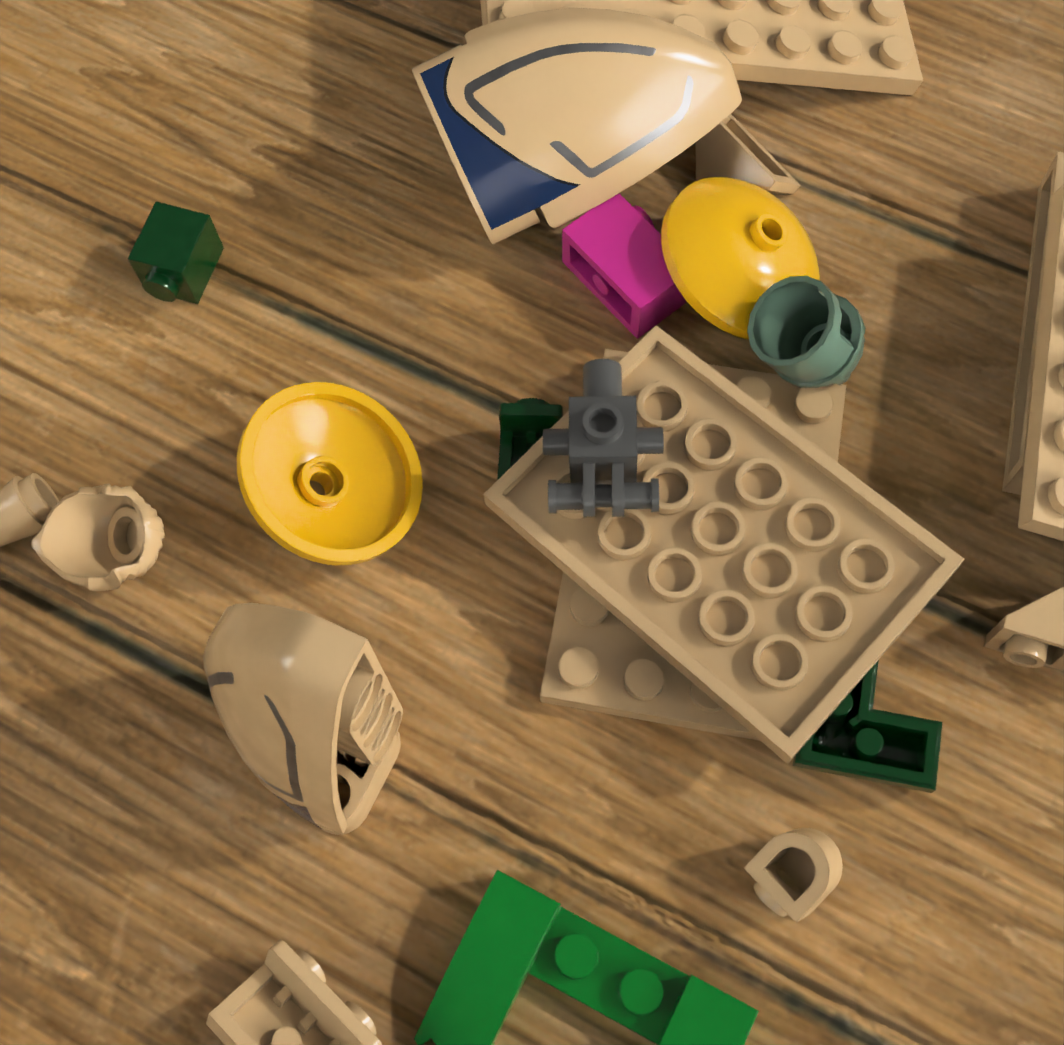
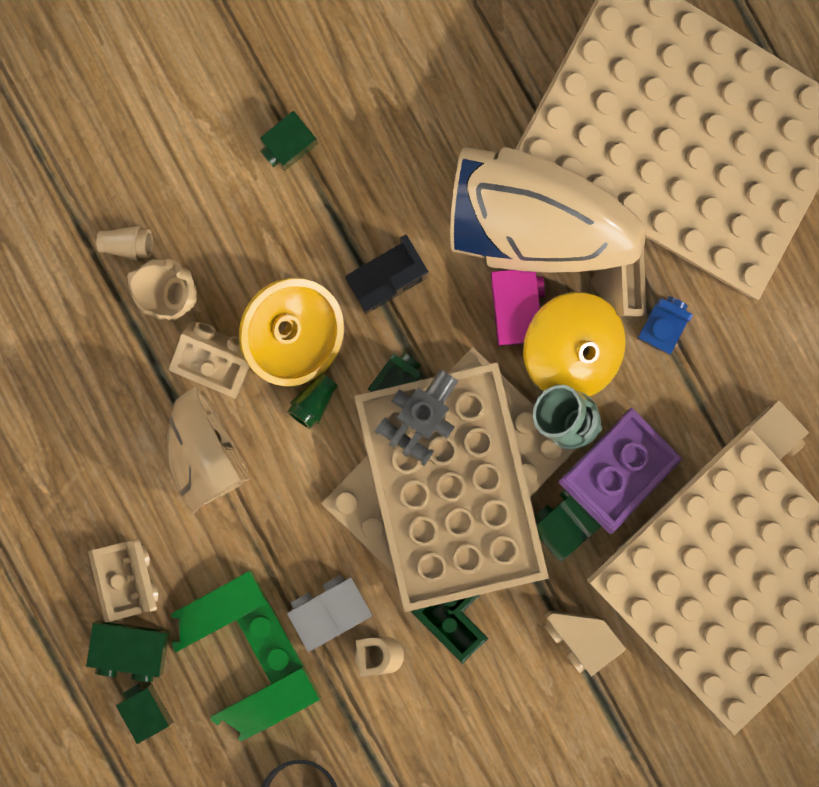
camera: 30 degrees right, 20 degrees up
(211, 584) = (210, 359): none -> tan bracket
(428, 563) = (312, 401): none -> dark green cone
(433, 321) = (387, 275): none -> black panel
(670, 855) = (328, 613): none -> light grey brick
(833, 172) = (665, 324): none -> blue bracket
(924, 468) = (564, 526): none -> dark green brick
(931, 372) = (620, 470): none -> medium lavender tile

